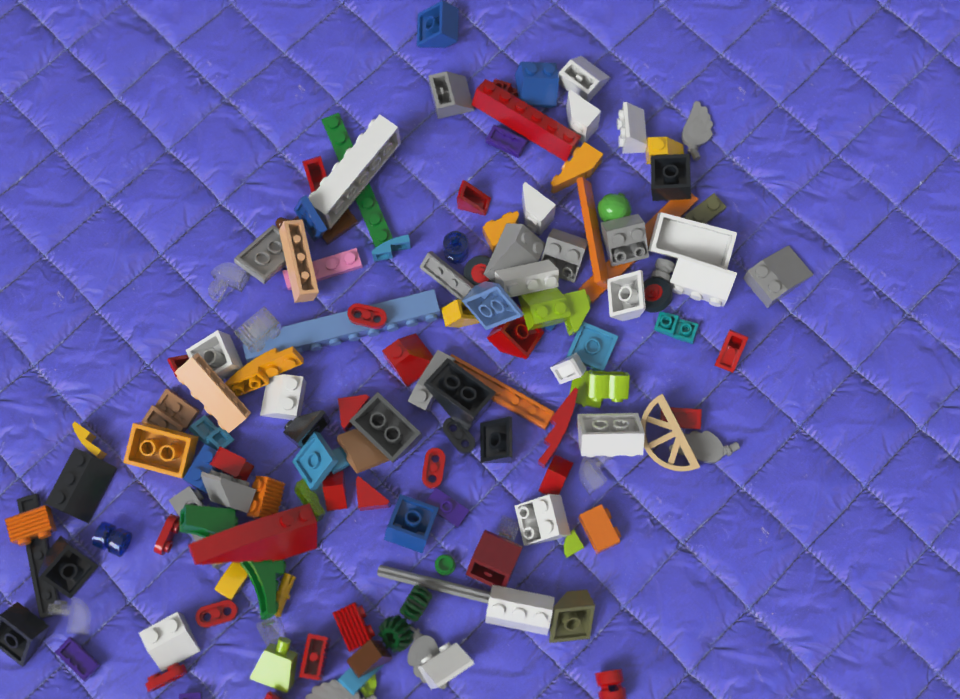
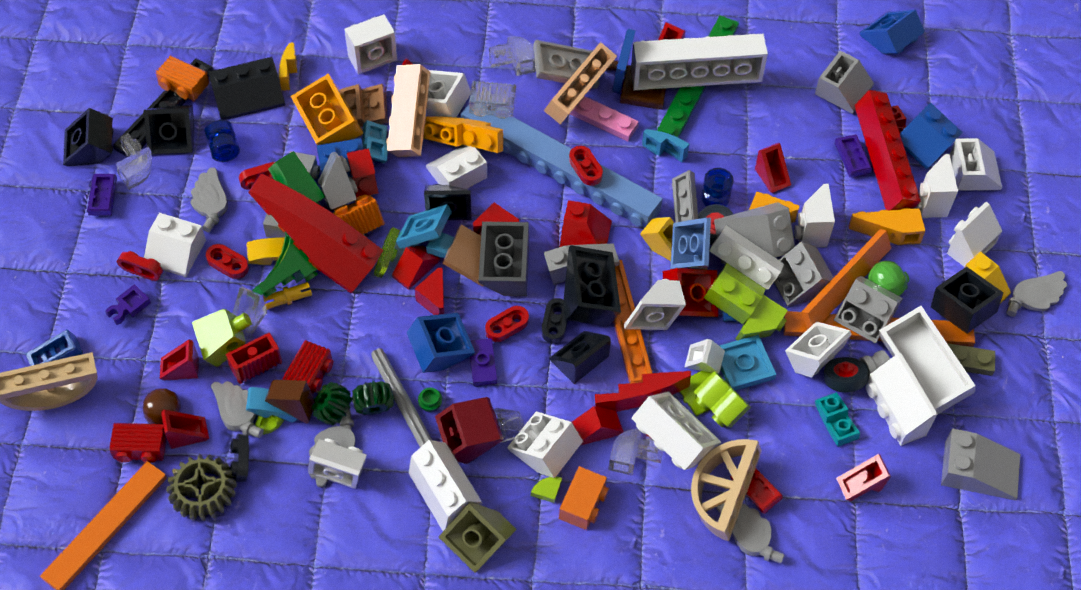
camera: 45 degrees right, 15 degrees down
(127, 369) = (371, 44): none -> white brick
(150, 584) = (209, 198): none -> light grey animal
(511, 365) = (658, 307): none -> white slope

